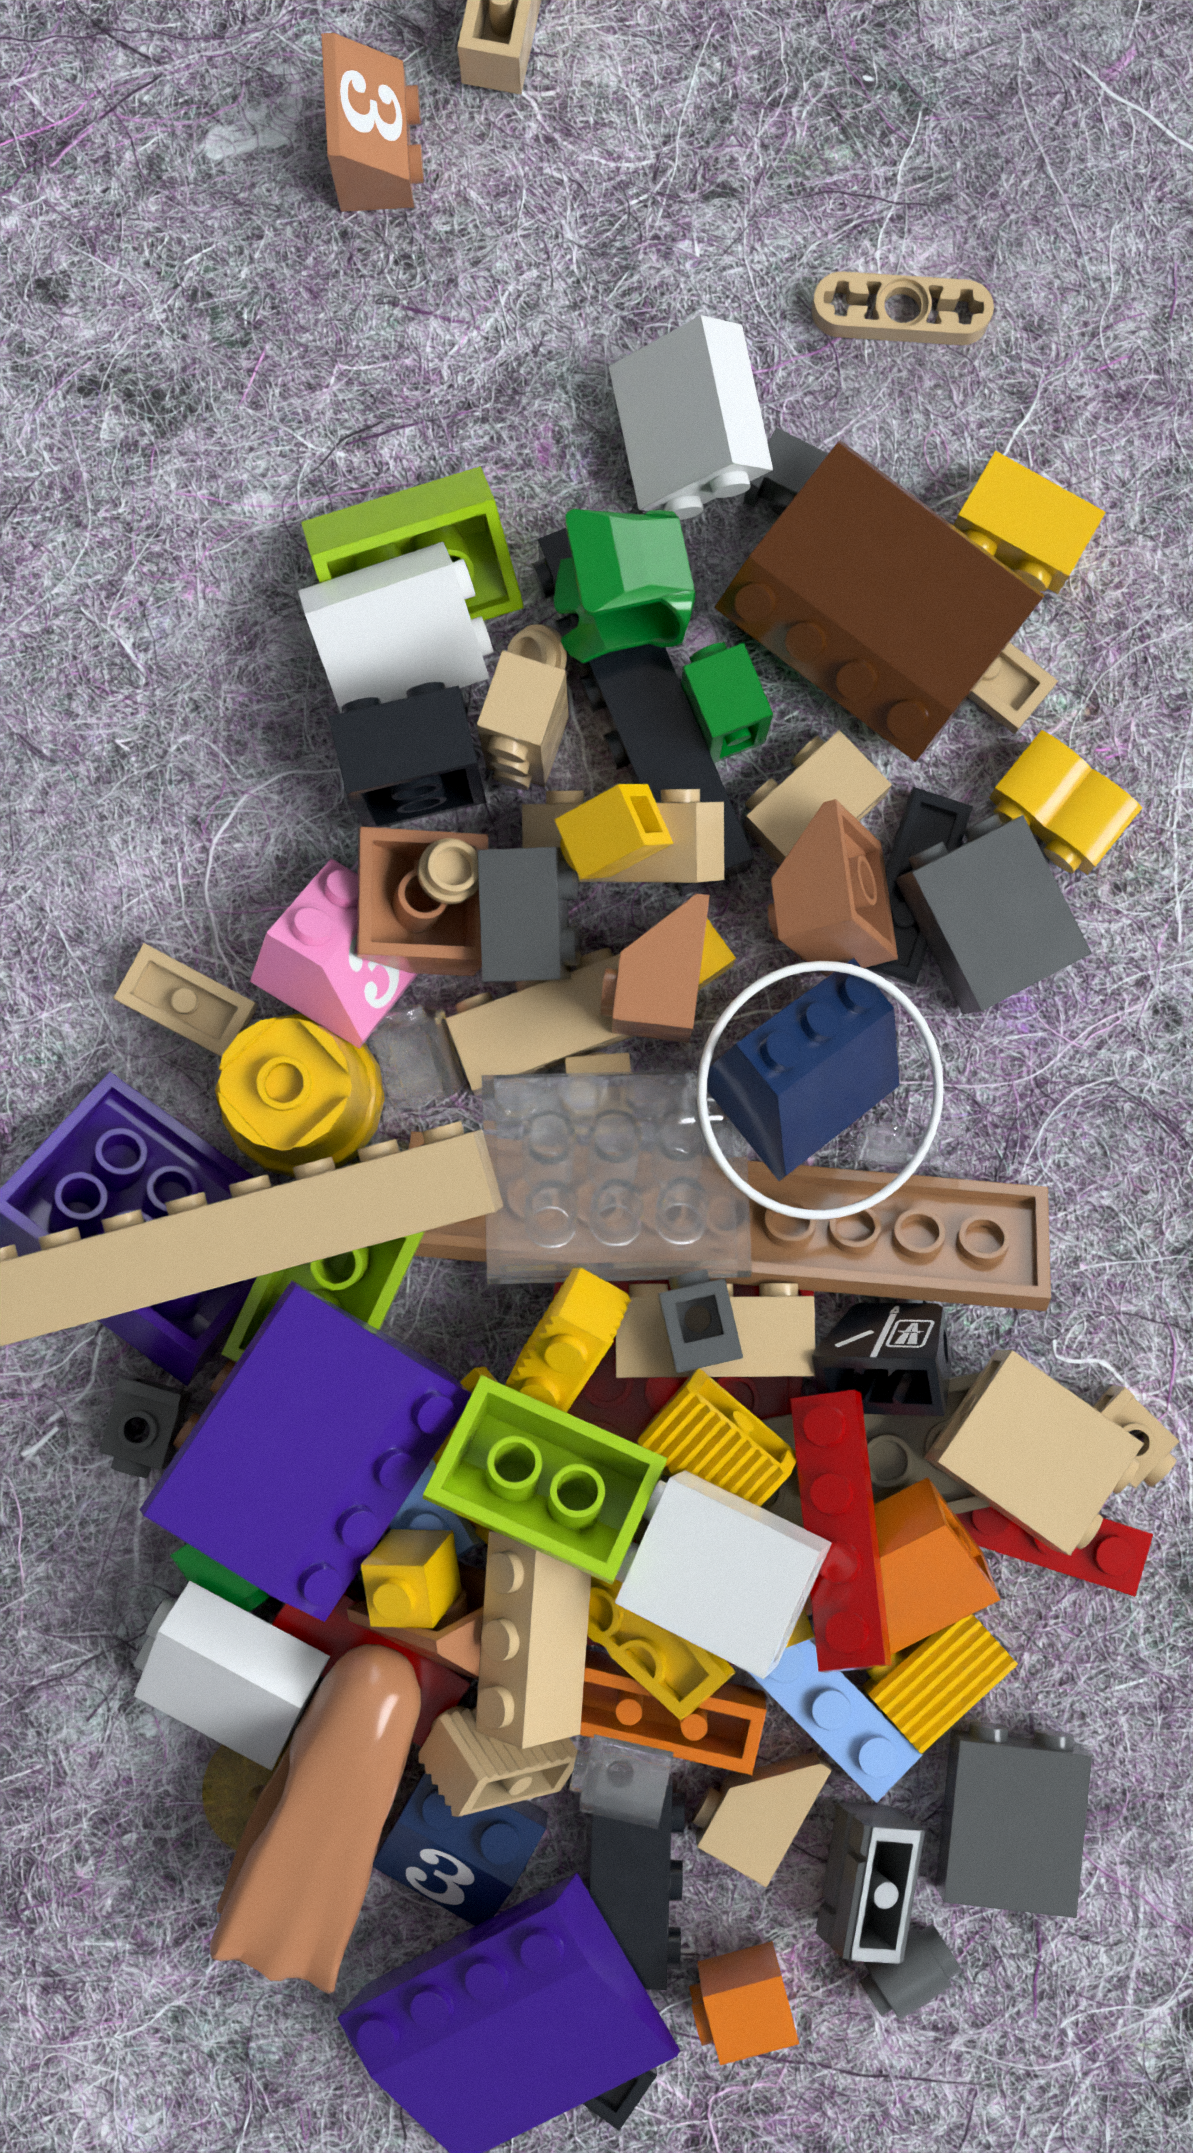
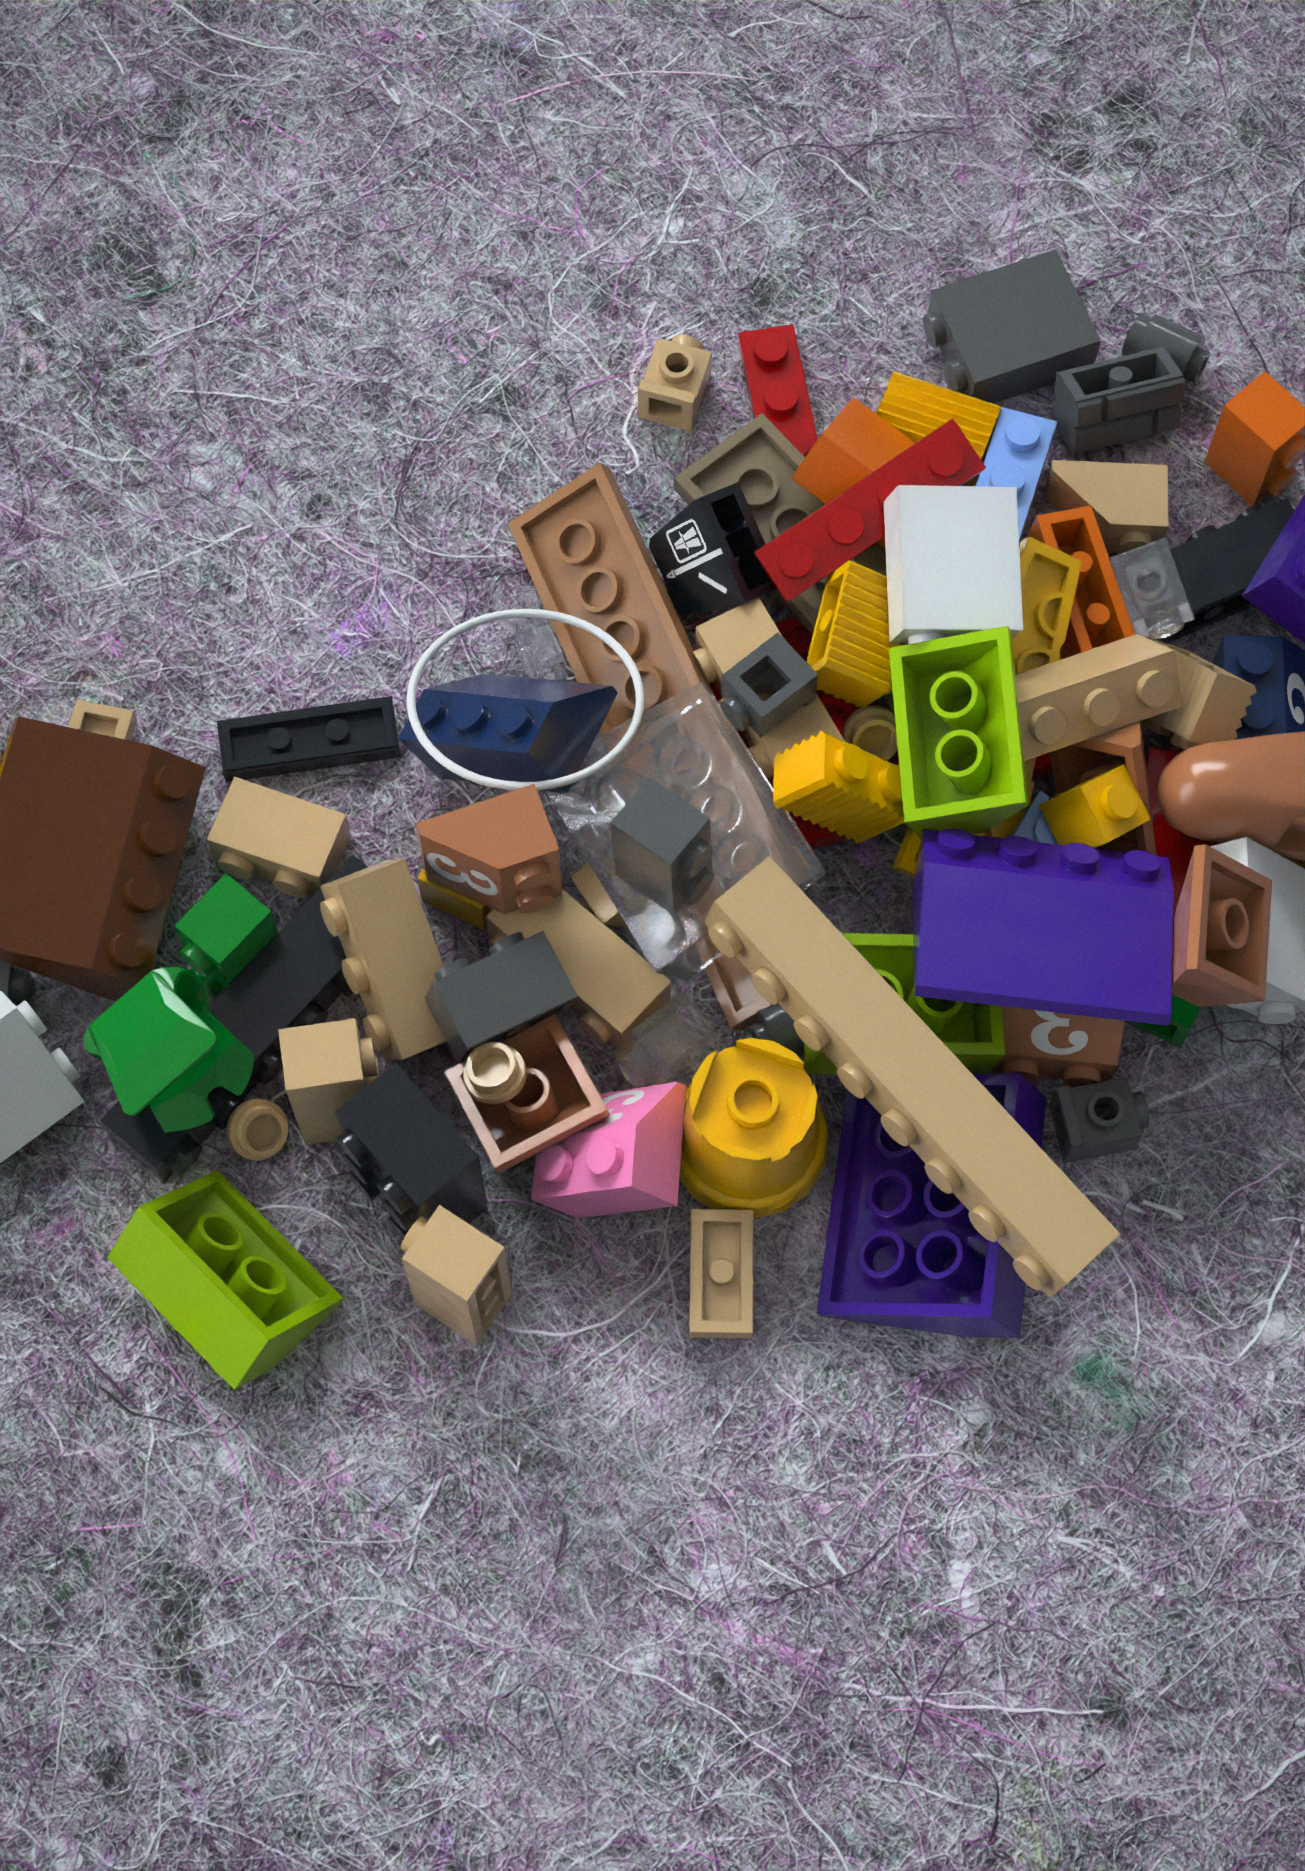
camera: 120 degrees left, 15 degrees down
(201, 1616) = (1221, 932): none -> nougat slope
(282, 744) = (456, 1273): none -> tan brick
(397, 627) = (300, 1245): white brick -> none
(565, 1121) = (663, 847): none -> dark grey brick
(612, 831) = (397, 943): yellow brick -> none
(622, 1411) = (872, 730): none -> tan plate
(834, 893) = (357, 772): nougat slope -> none
(992, 913) = (305, 656): dark grey brick -> none
(1035, 1452) = (726, 416): tan brick -> none
(1064, 803) = (180, 650): yellow brick -> none

